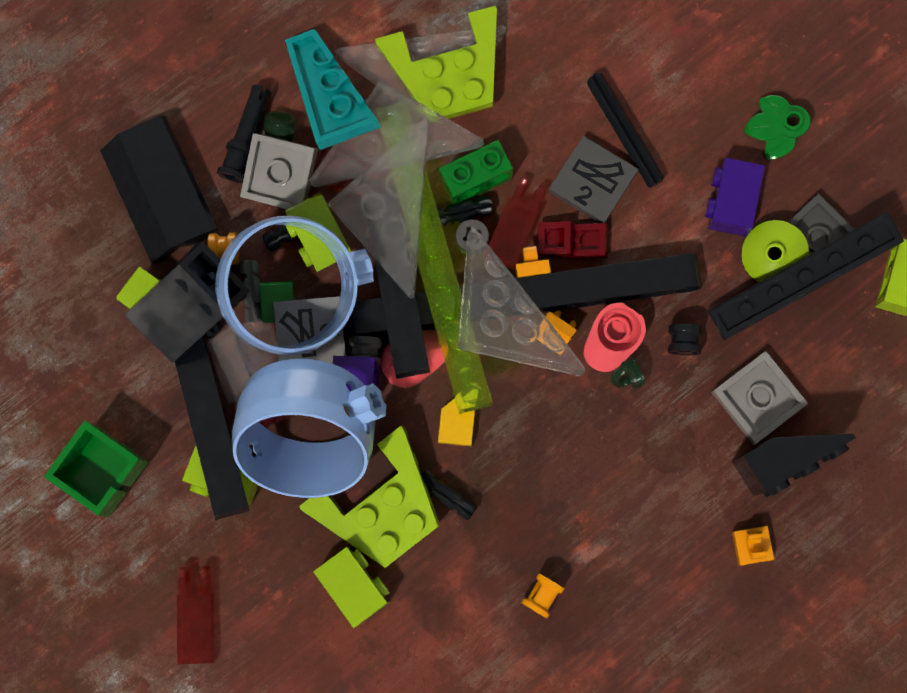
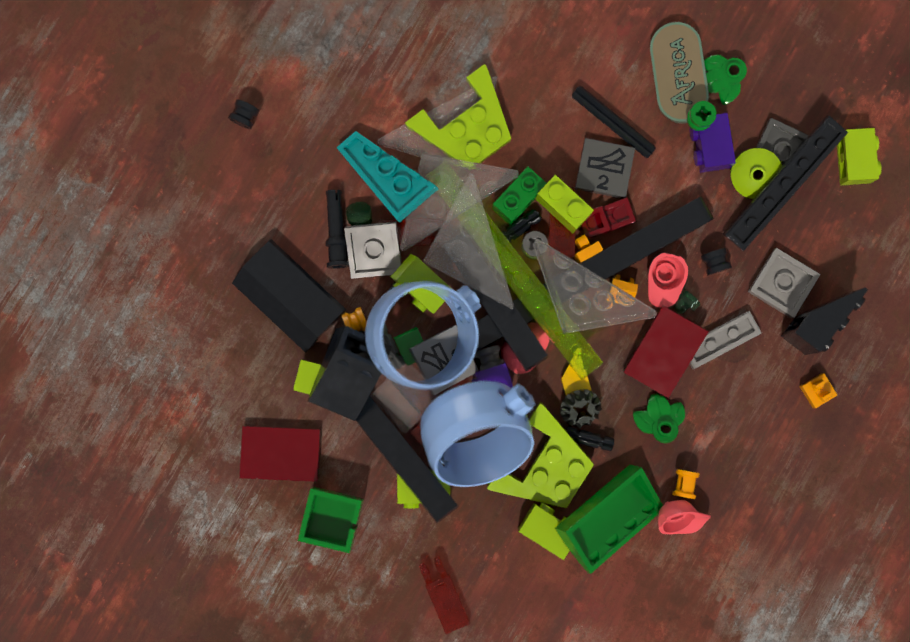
camera: 30 degrees left, 5 degrees up
(72, 370) = (280, 453): none -> dark red tile
(431, 599) = (610, 518): none -> green slope
(451, 440) = (578, 399): none -> pearl dark grey gear
(520, 635) = (680, 518): none -> coral piece
(523, 199) = (564, 204): none -> lime brick
(543, 498) = (660, 414): none -> green plate
(580, 424) = (665, 351): none -> dark red tile
(655, 437) = (726, 338): none -> light grey tile
(726, 100) = (678, 70): none -> dark tan tile
(726, 163) = (699, 121): none -> green wheel

